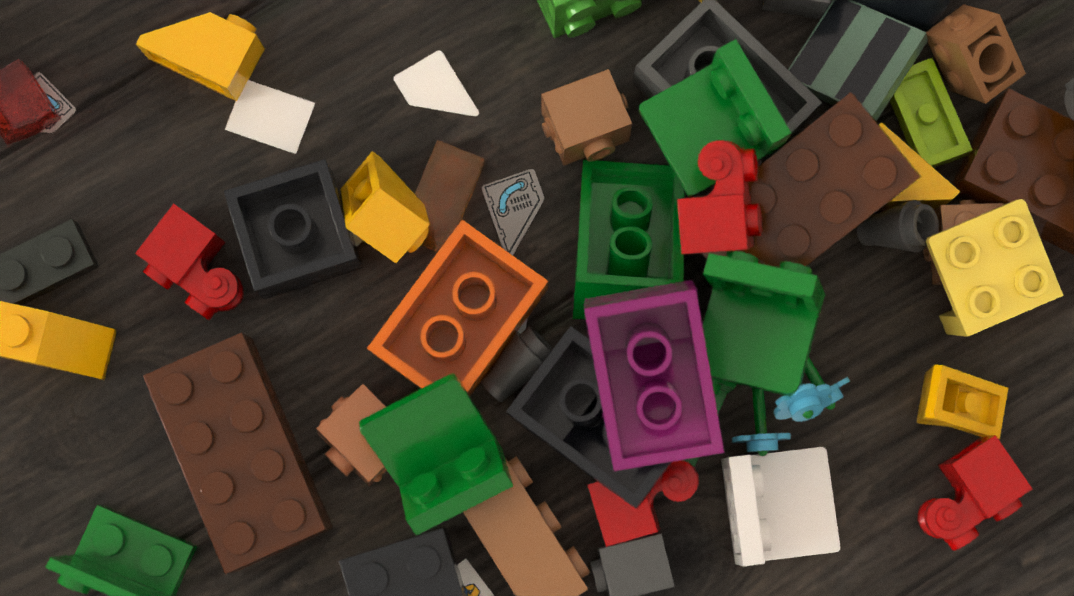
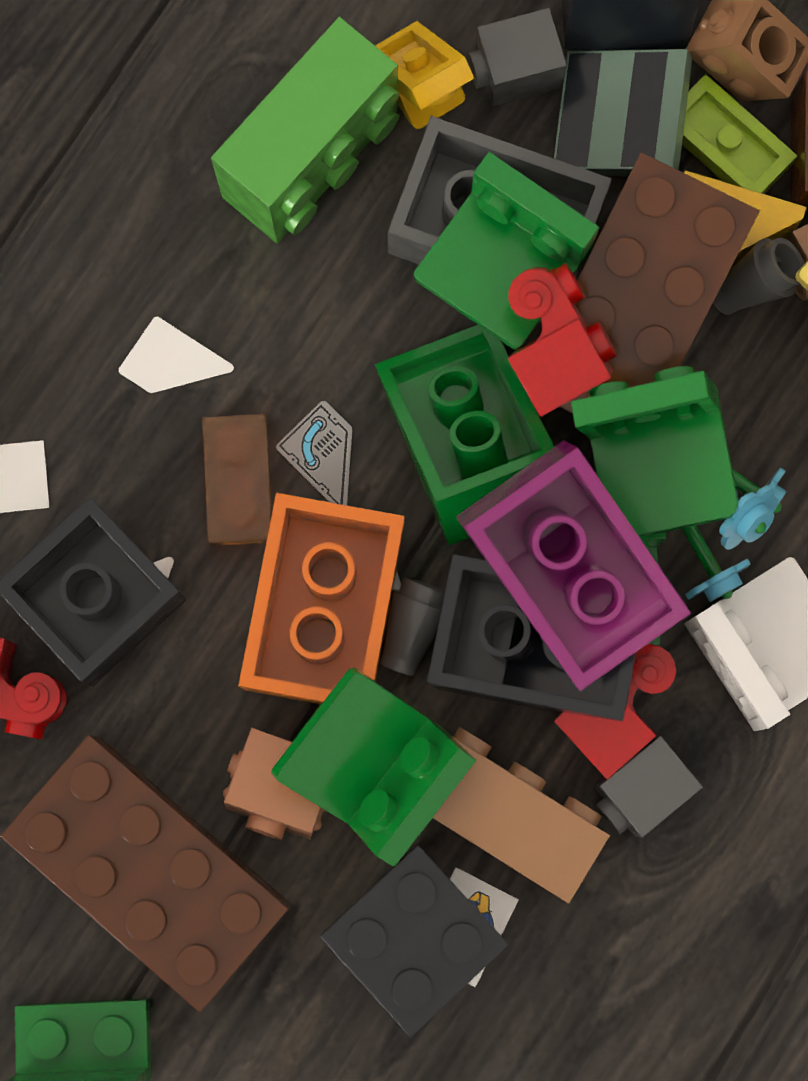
camera: 25 degrees left, 0 degrees up
(383, 209) = (181, 522): yellow slope -> none
(586, 118) = (357, 316): medium nougat head -> none

